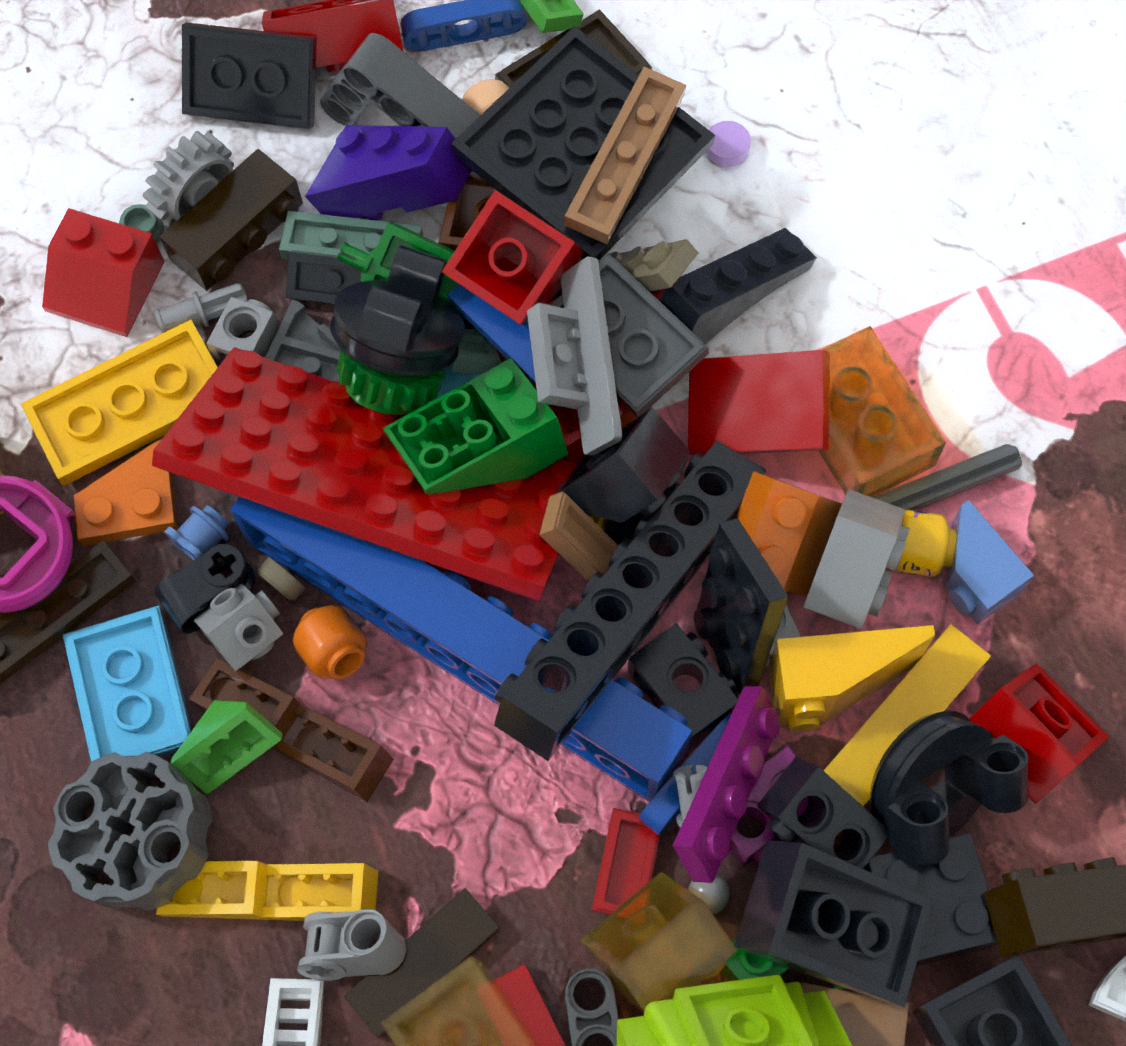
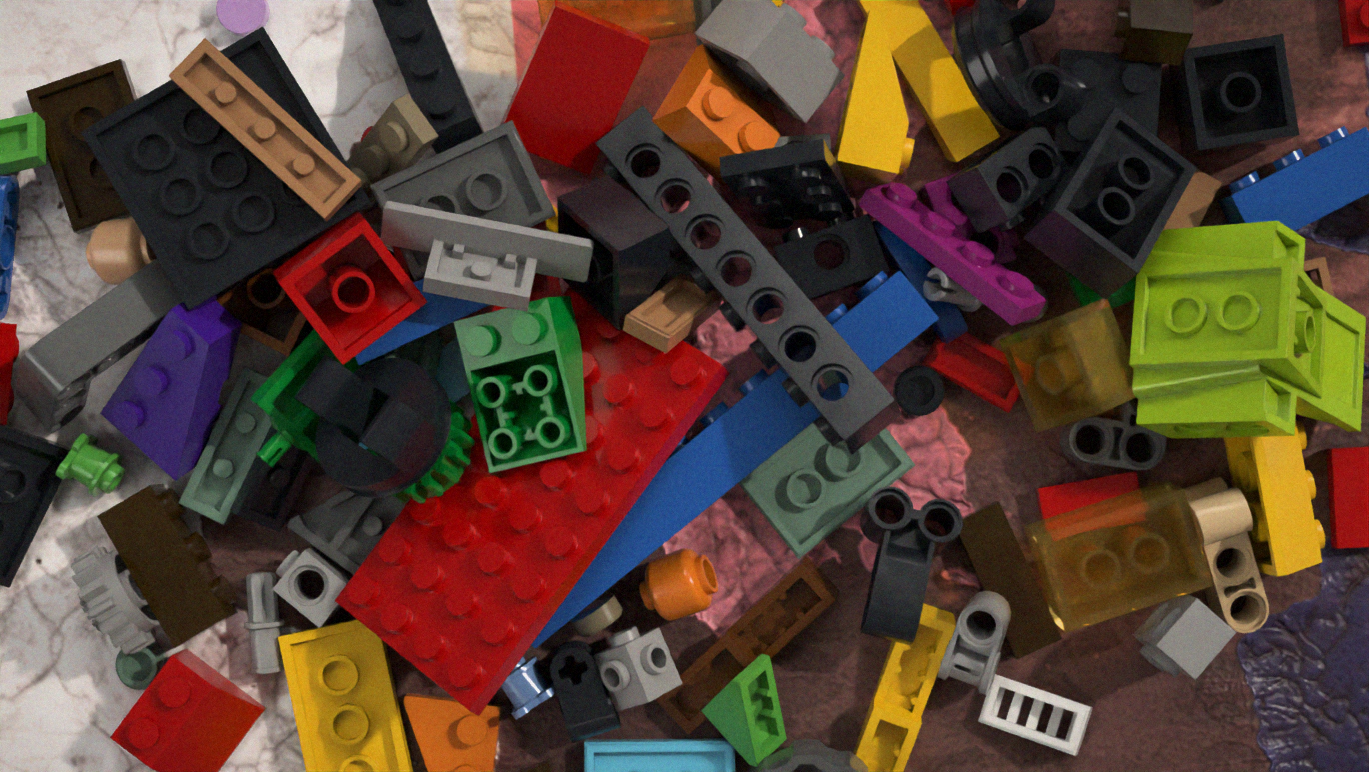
camera: 80 degrees left, 20 degrees up
(301, 139) = (92, 466): none -> bright green brick
(408, 840) = (902, 561): none -> black piece
(461, 751) = (817, 487): none -> sand green tile
(585, 815) = (918, 390): none -> black tile

